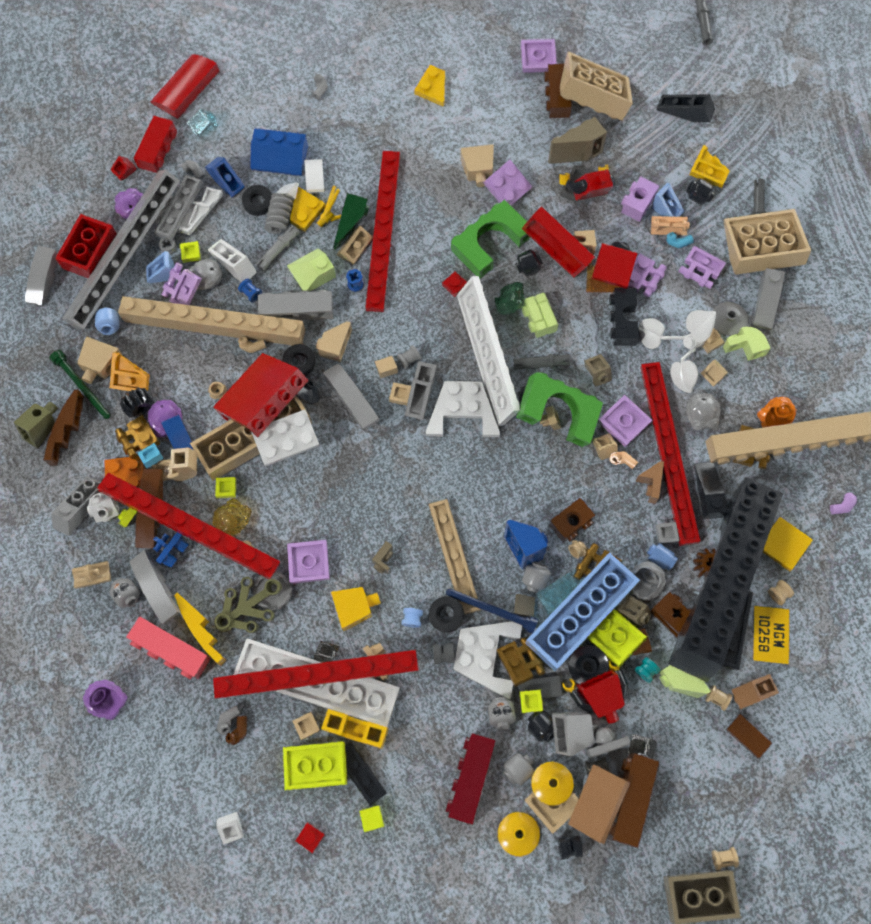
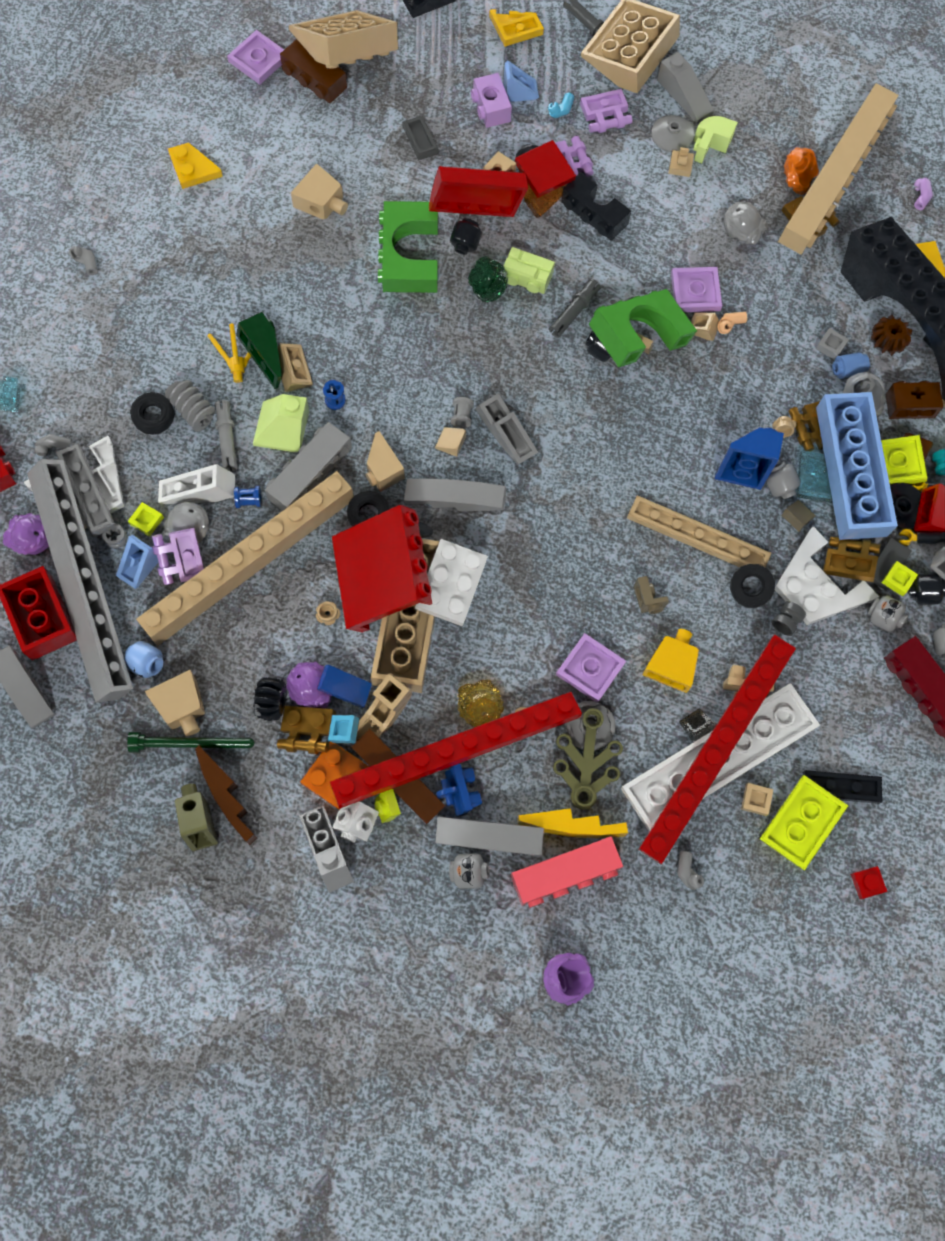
camera: 55 degrees left, 0 degrees up
(91, 574) = (420, 889): tan hips -> none
(126, 374) = (228, 685): light orange wing -> none
(225, 176) = (93, 420): blue slope -> none
(225, 487) = (442, 685): neon yellow plate -> none
(229, 828) = (799, 953): white slope -> none
(239, 733) = (711, 869): reddish brown arm -> none
(249, 346) = (308, 546): tan arm -> none
(278, 151) = (119, 351): blue slope -> none
(289, 191) = (173, 374): white slope -> none
(305, 209) = (208, 377): yellow wing -> none
(314, 175) = (181, 341): white slope -> none
(355, 729) = (801, 754): yellow arch -> none
(371, 818) = (895, 809): neon yellow slope -> none
(383, 232) = (304, 331): red plate -> none
(400, 394) = (493, 450): tan plate -> none
(412, 617) = (730, 618): light blue wheel -> none
(454, 283) = (423, 315): red plate -> none
(463, 400) = (551, 403): white wing -> none
(488, 351) = (525, 339): white plate -> none
(507, 183) = (366, 187): lavender plate -> none
(527, 623) = (823, 522): dark blue piece -> none
(578, 143) = (389, 95): dark tan slope -> none
(578, 511) = (751, 395): reddish brown brick -> none
(590, 184) = (443, 121): red torso -> none
(598, 369) = (627, 268): dark tan bracket -> none
(635, 611) = (888, 425): dark tan bracket -> none
(653, 477) = (774, 311): medium nougat slope -> none
(663, 225) = (539, 100): light nougat hinge -> none
(670, 454) = (757, 279): red plate -> none
(700, 191) = (532, 50): black head -> none
(700, 324) = (674, 148): white plant -> none
(710, 491) = (824, 278): black slope -> none
(714, 373) = (716, 184): tan plate -> none

